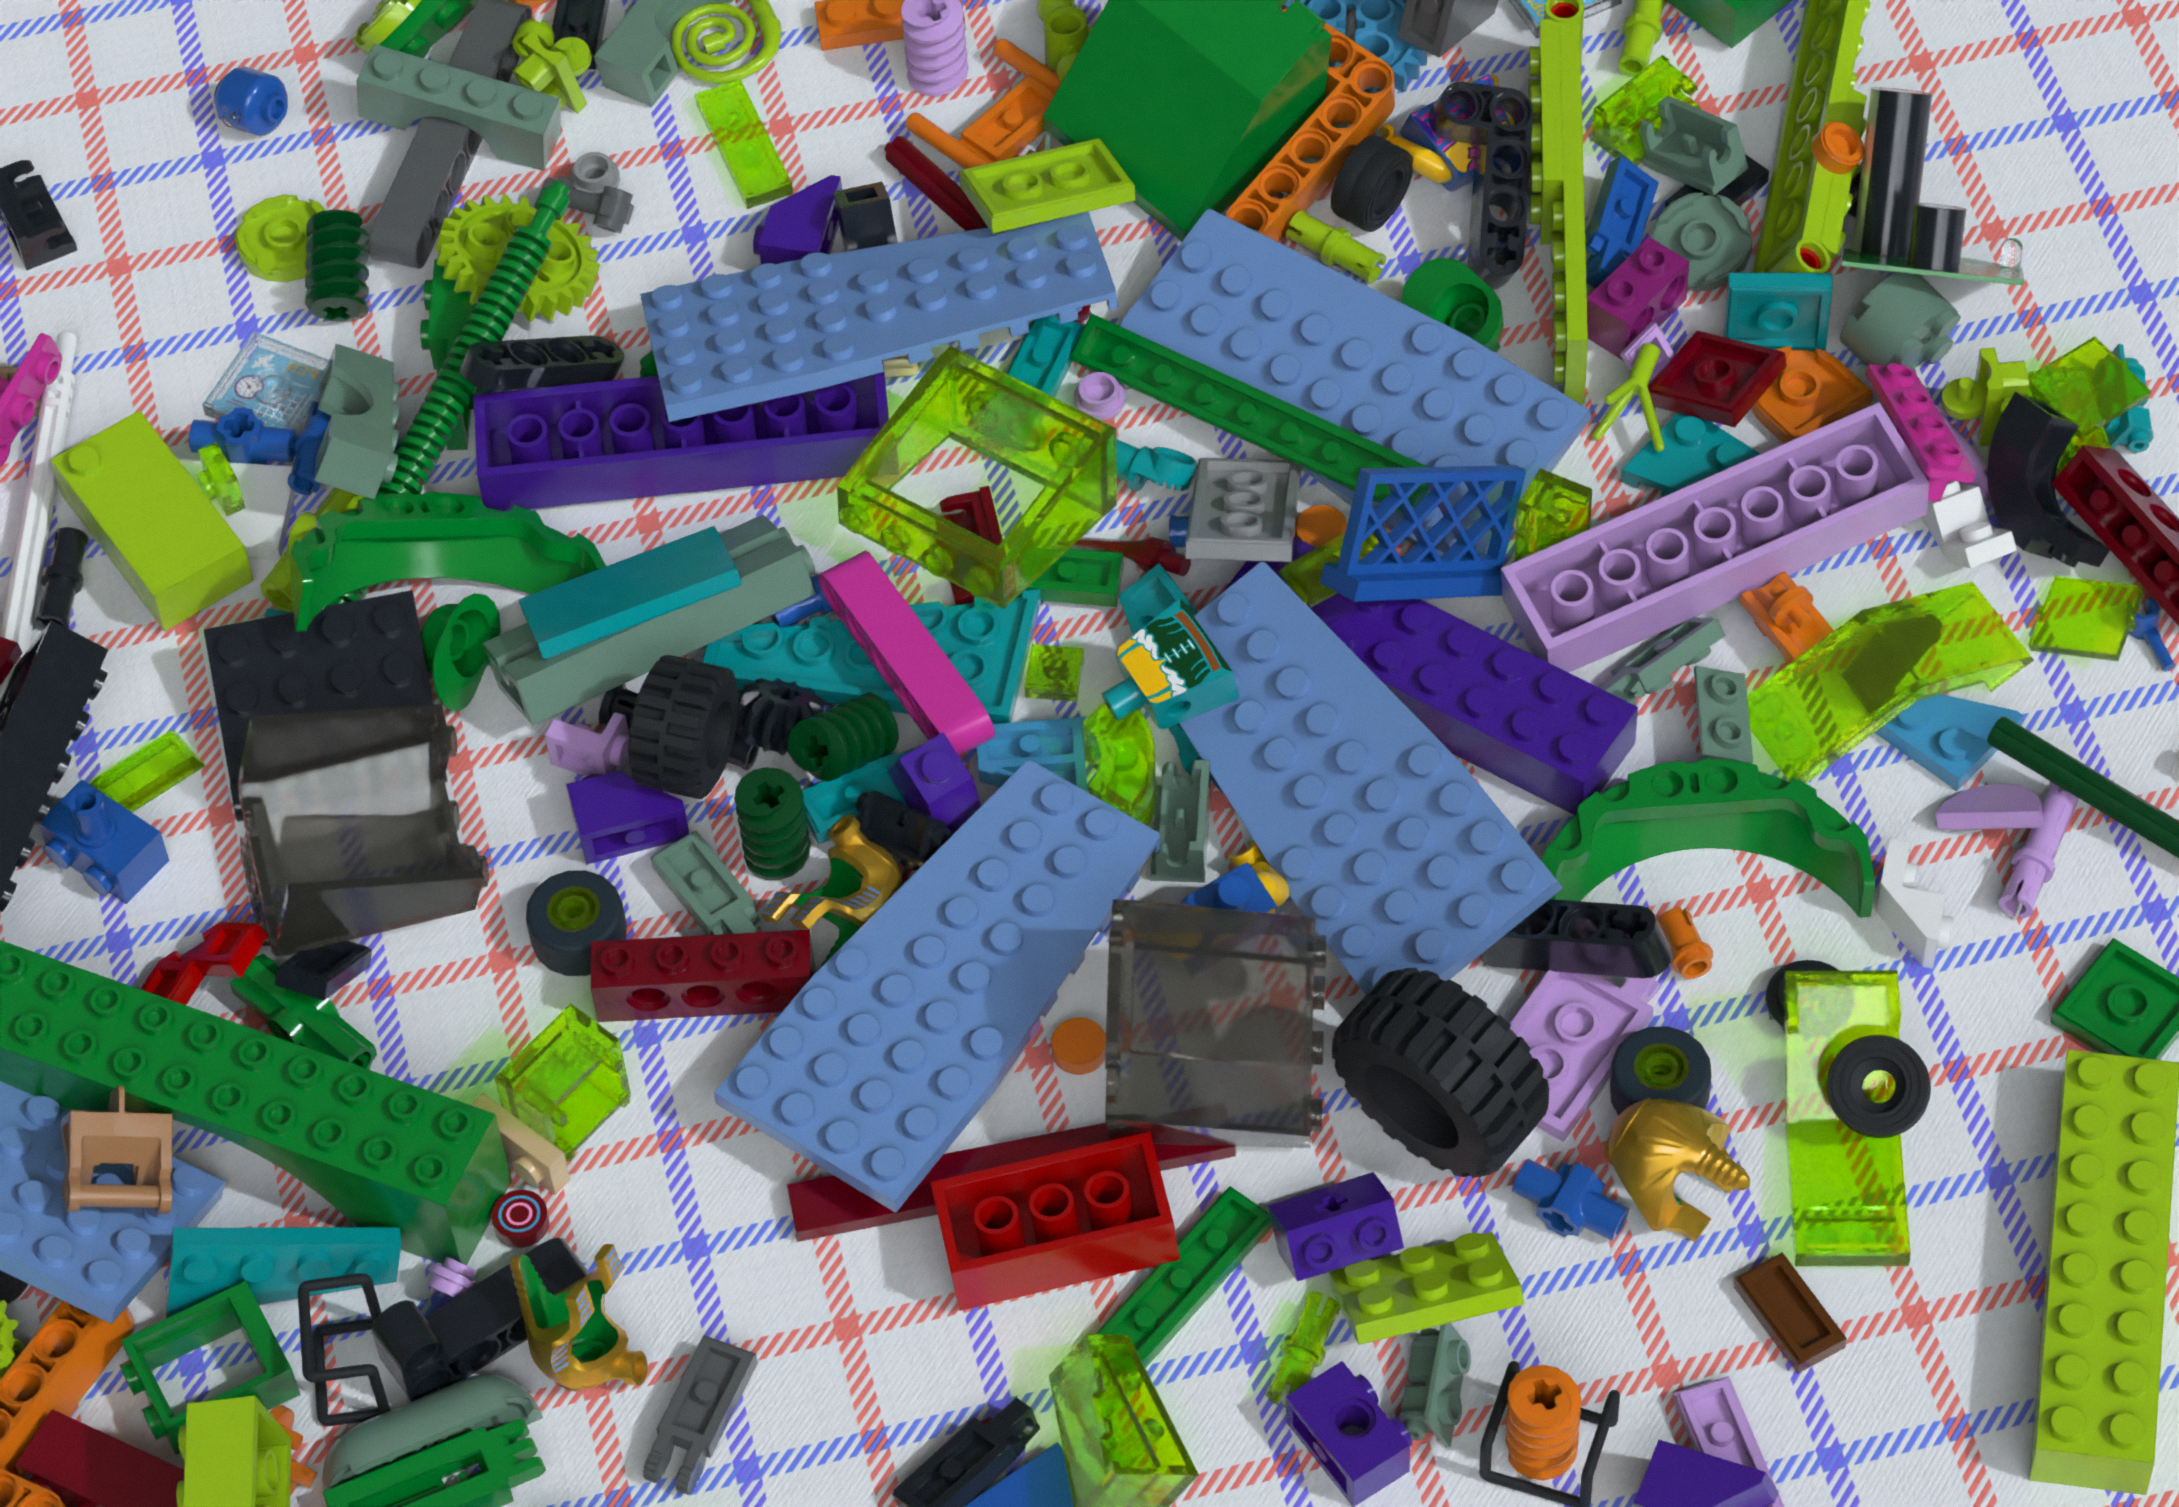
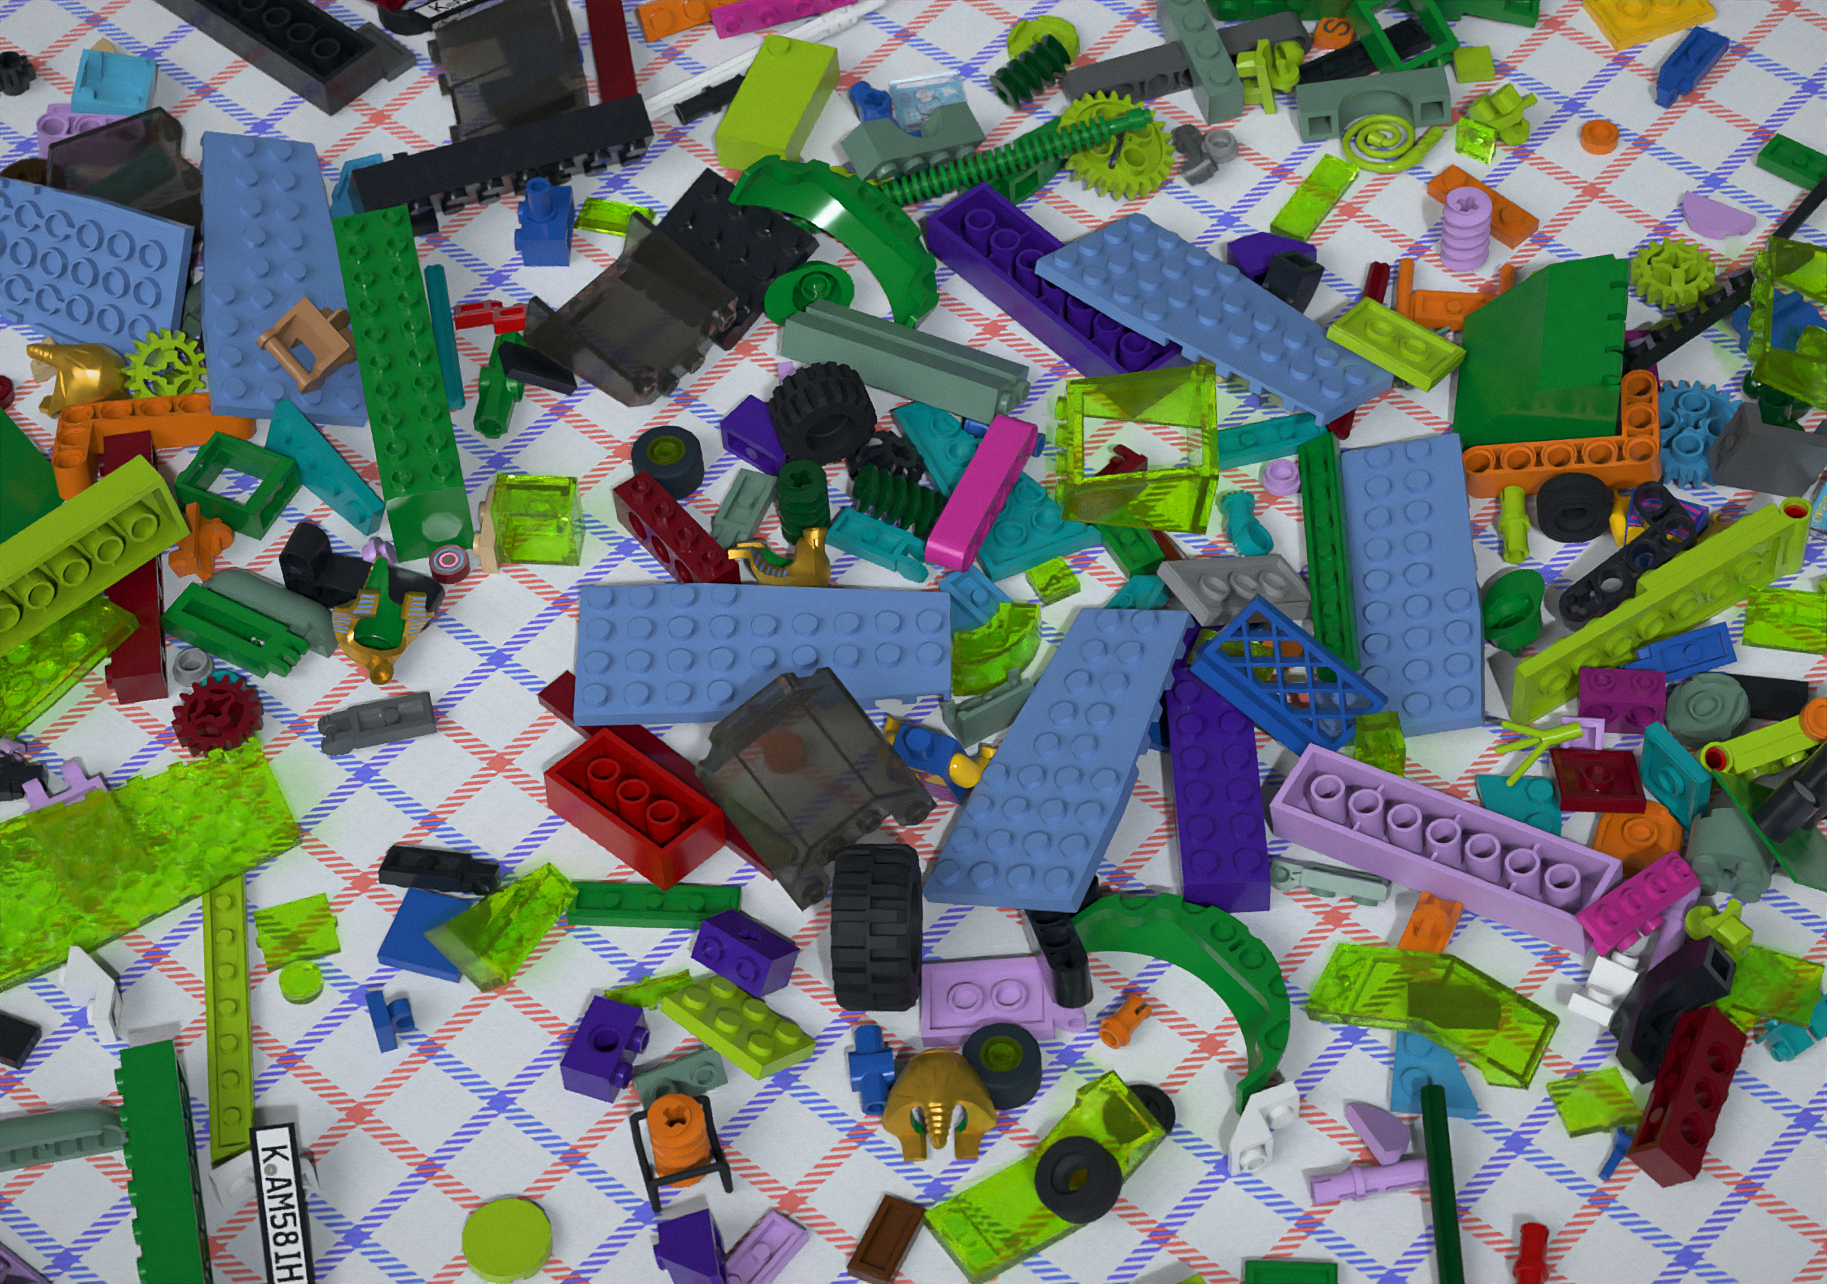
camera: 55 degrees right, 5 degrees down
(219, 480) = (831, 116): clear neon green plate -> none
(316, 1370) = (267, 546): black piece -> none
(541, 362) = (1039, 192): black beam -> none
(629, 592) = (901, 333): teal tile -> none
(913, 841) = (849, 562): black hinge -> none
(937, 782) = (897, 560): dark purple slope -> none
(1171, 671) = (1067, 616): torso -> none
(1693, 147) = (1774, 659): sand green hinge -> none
(1723, 715) = (1316, 937): sand green hinge -> none

